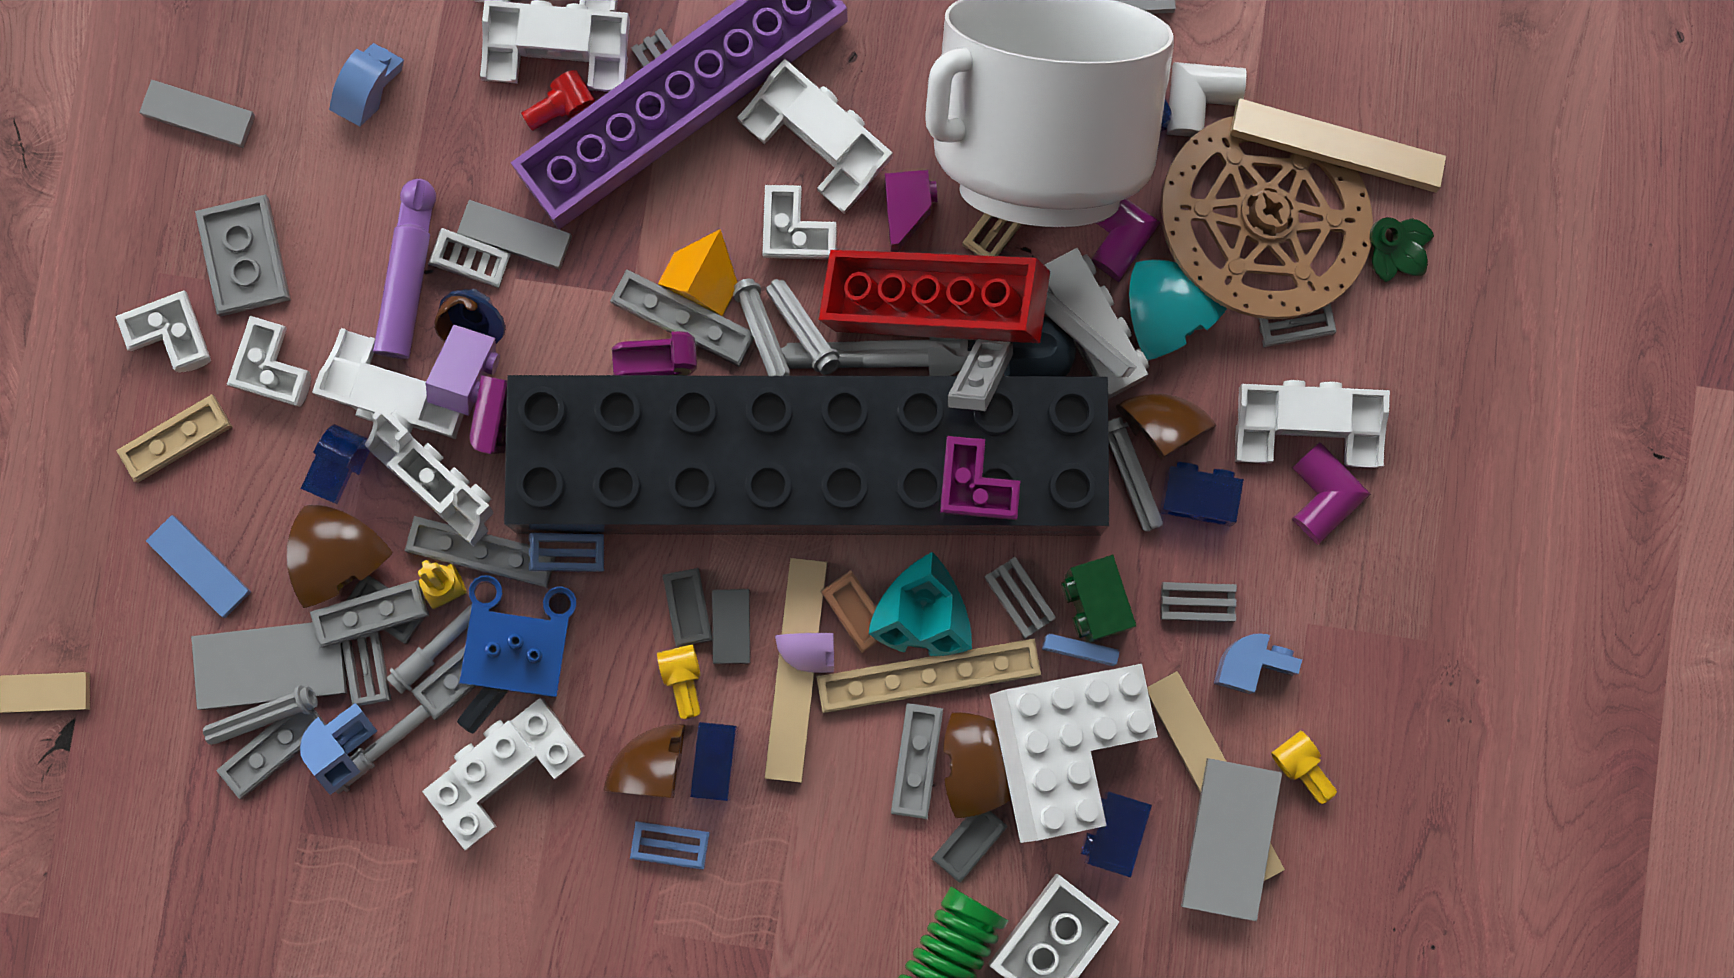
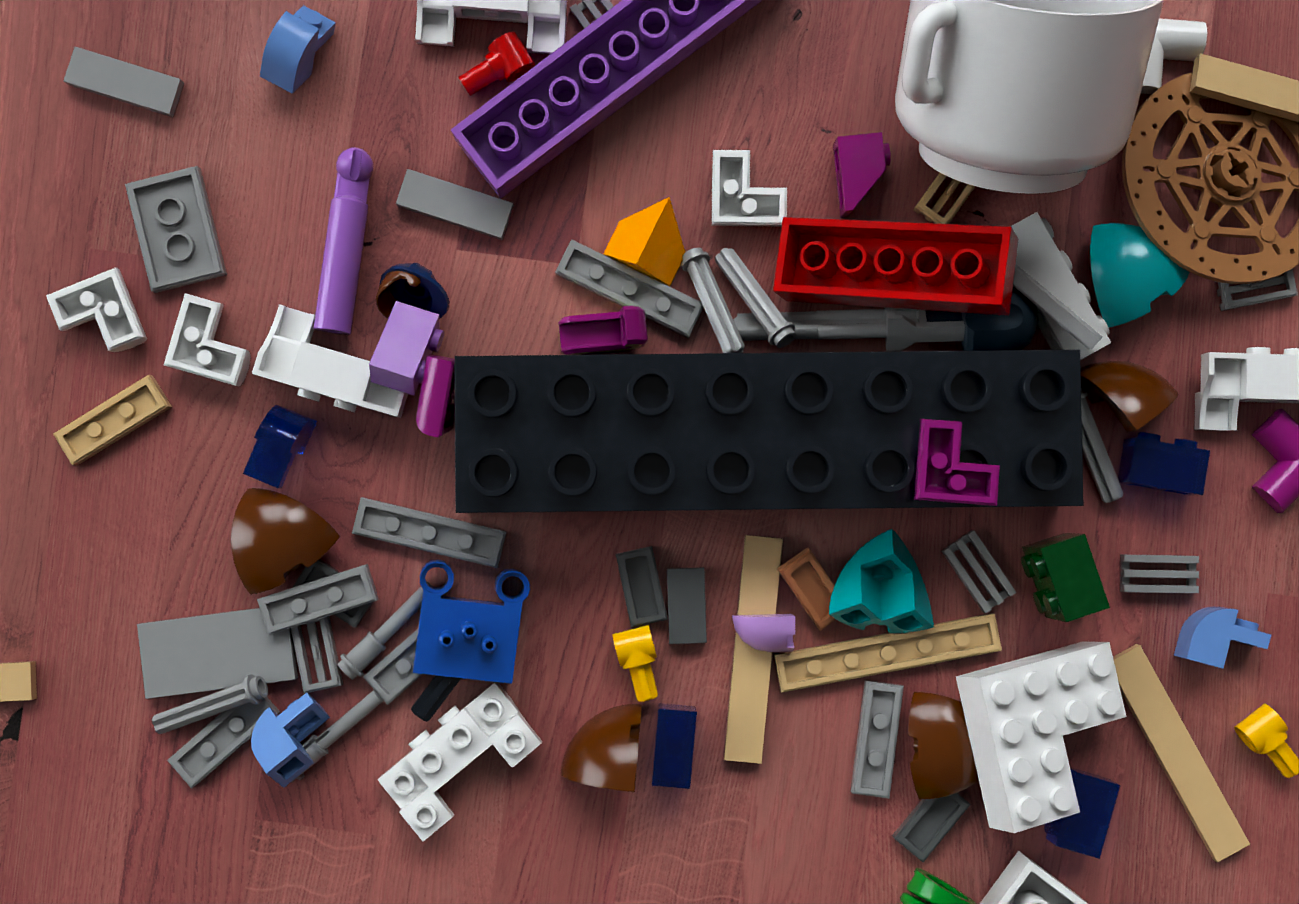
camera: 10 degrees left, 5 degrees up
(198, 566) = (141, 551): medium blue tile -> none
(423, 473) = (372, 459): white bracket -> none
(440, 583) = (390, 567): yellow axle -> none
(473, 245) = (378, 220): white slope -> none
(535, 552) = (485, 533): medium blue tile -> none
(638, 840) = (628, 812): medium blue tile -> none
(824, 126) = (772, 88): white bracket -> none
(980, 375) = (950, 351): light grey tile -> none
(1080, 649) = (1043, 625): medium blue tile -> none
(1128, 234) = (1081, 205): magenta brick -> none
(1231, 839) = (1198, 816): light grey tile -> none

